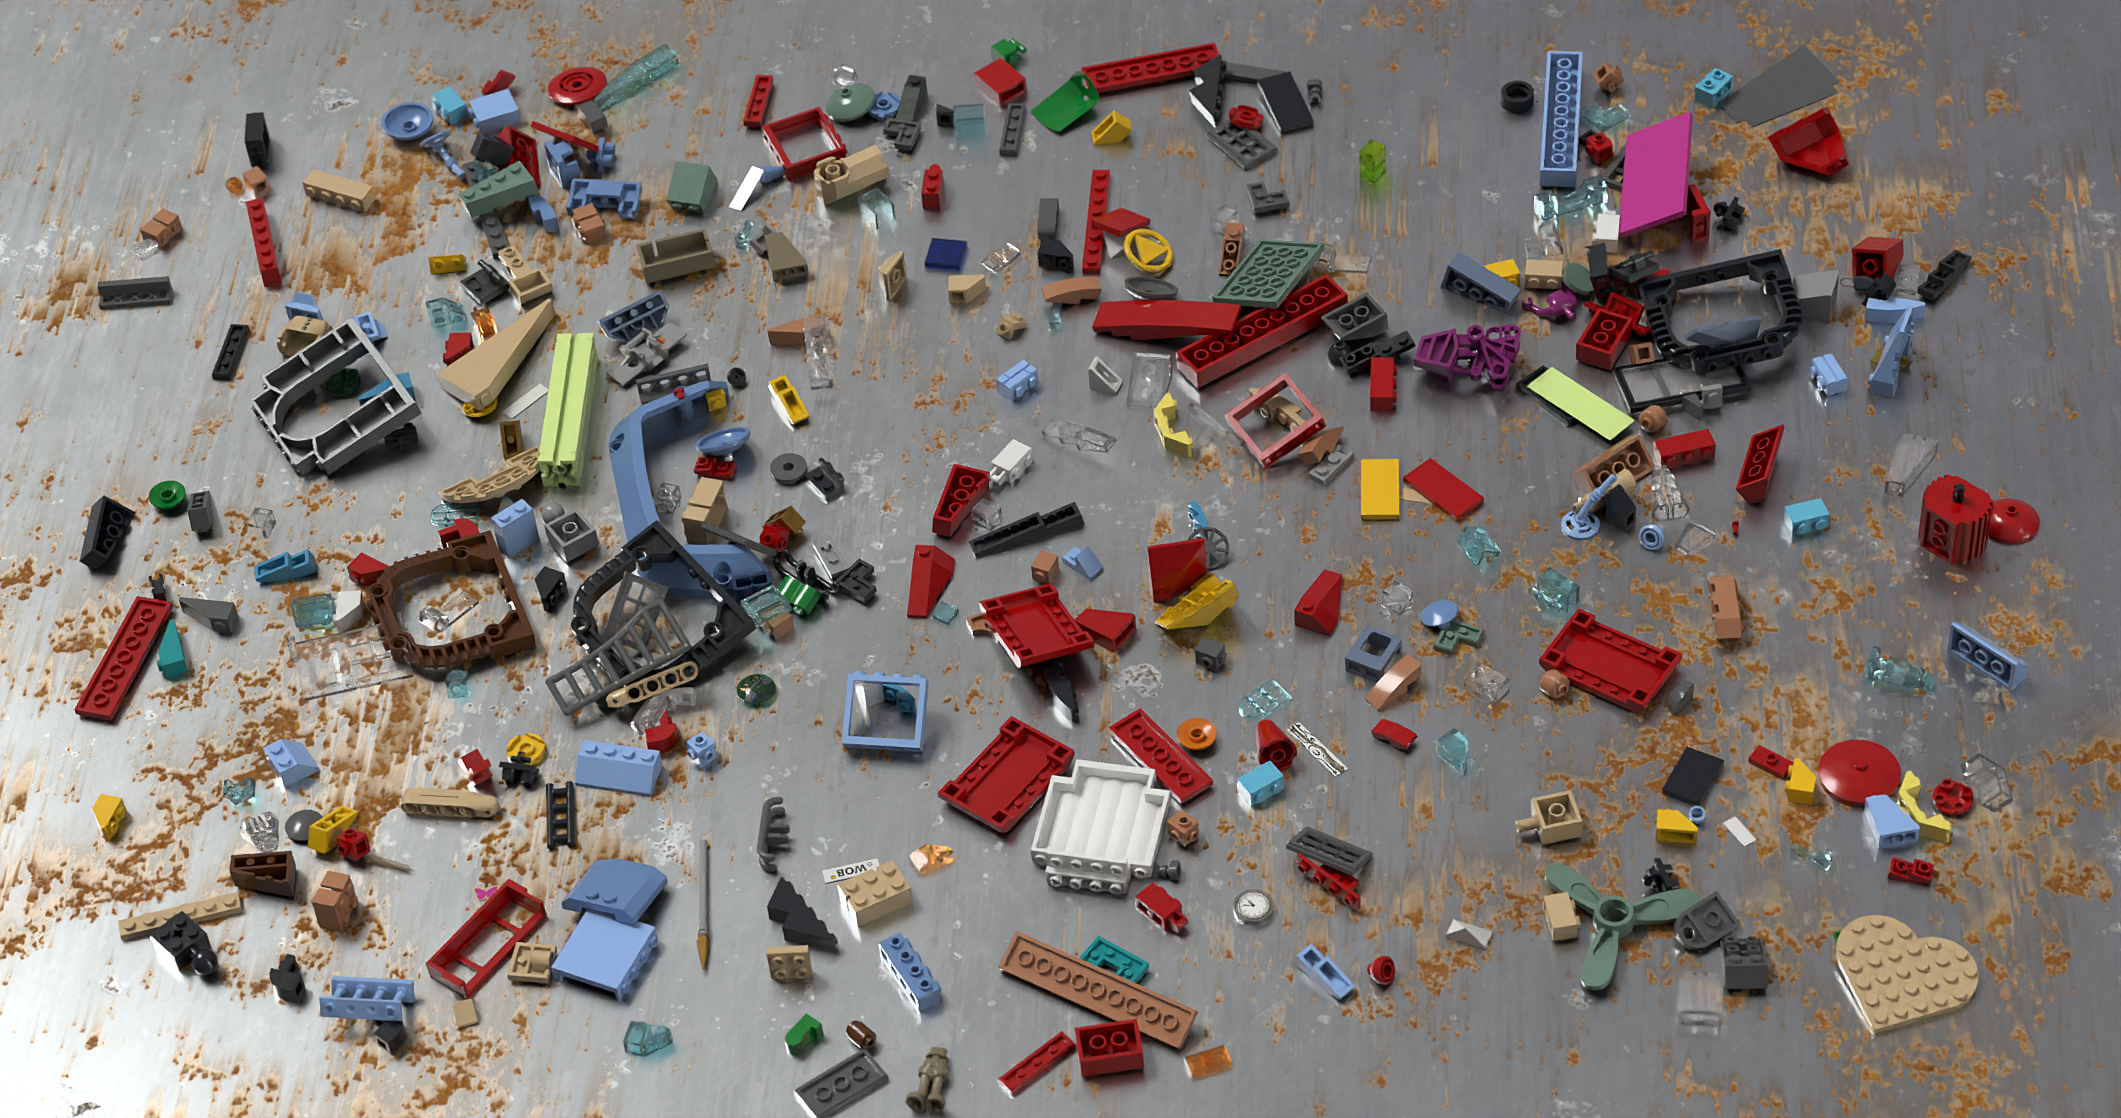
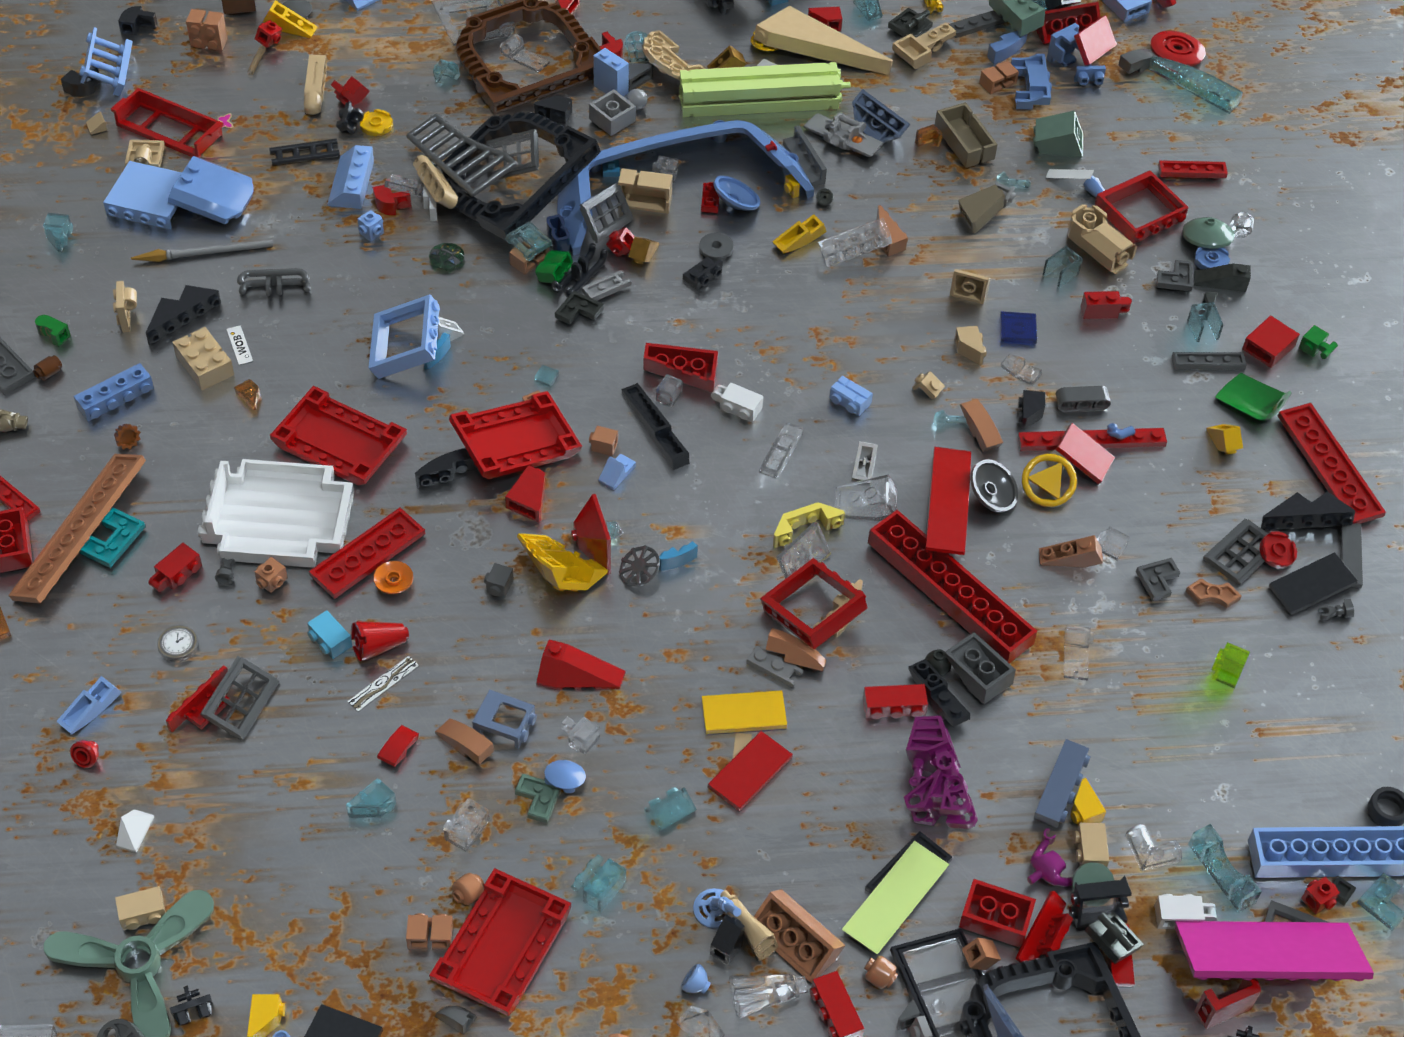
camera: 75 degrees right, 5 degrees up
(483, 322) = (862, 28): clear orange brick -> none
(665, 283) = (927, 135): none -> clear orange bracket
(928, 579) = (588, 356): red wedge -> none
(975, 957) = (127, 436): none -> dark orange piece
(1099, 196) = (1120, 433): none -> medium blue arm
(1253, 702) = (445, 640): clear light blue window -> none
(1268, 273) = (1031, 581): sand green plate -> none
(1283, 171) = (1206, 592): none -> nougat tile
(1553, 817) = (273, 895): tan brick -> none
(1595, 711) = (418, 931): none -> nougat piece

